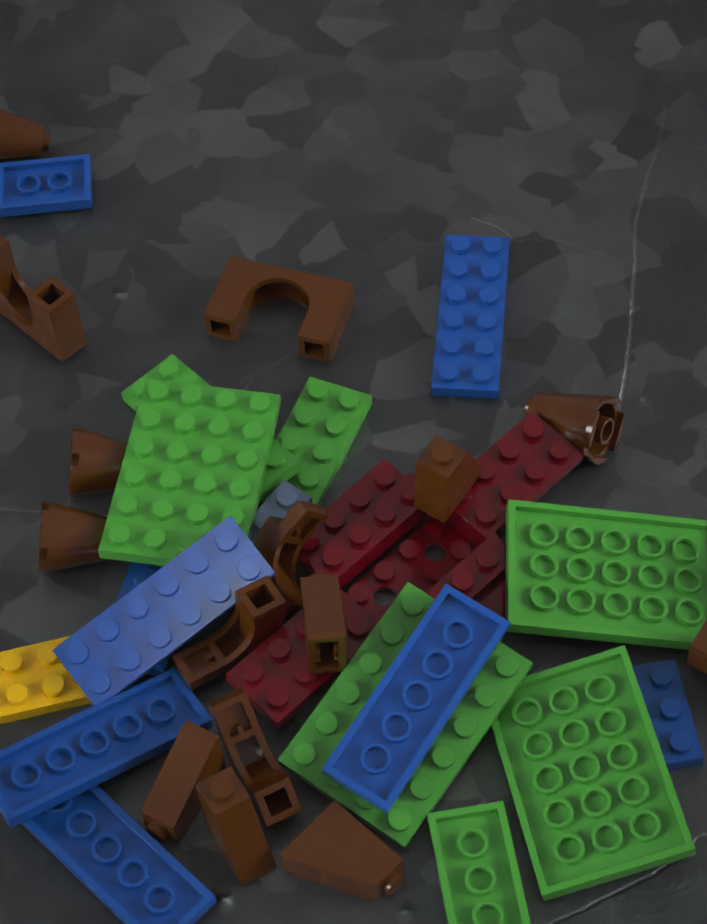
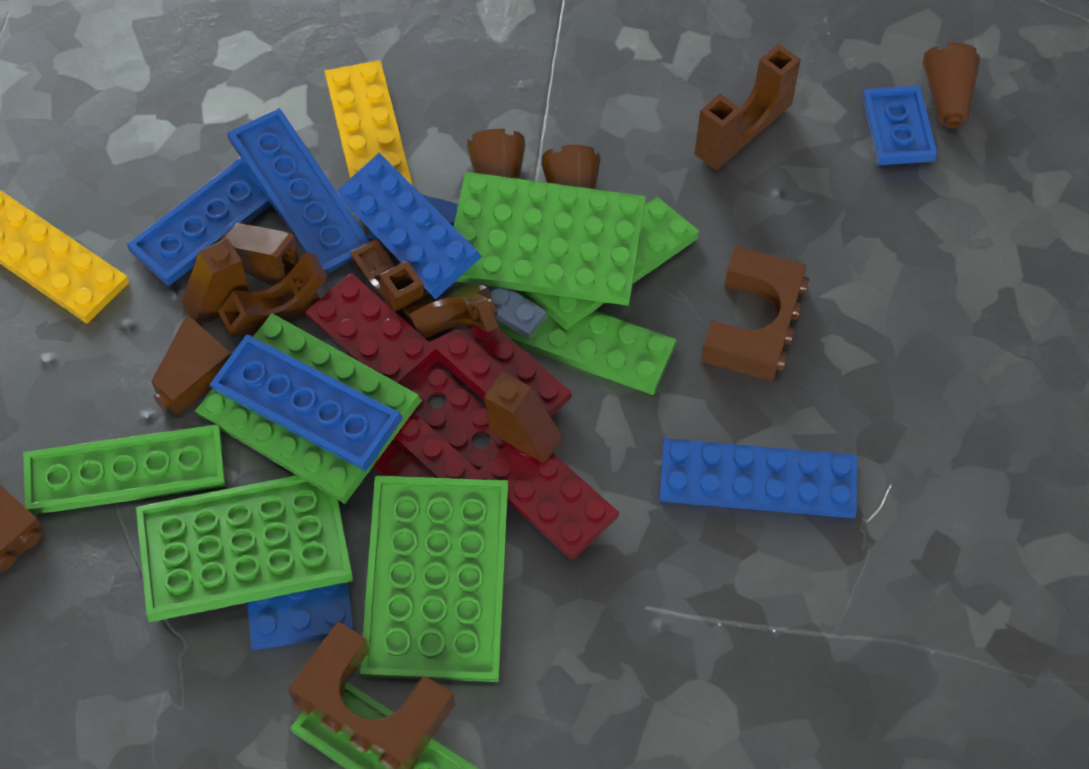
camera: 85 degrees right, 5 degrees up
(323, 623) = (377, 327): reddish brown slope -> none
(584, 420) = (611, 558): reddish brown cone -> none

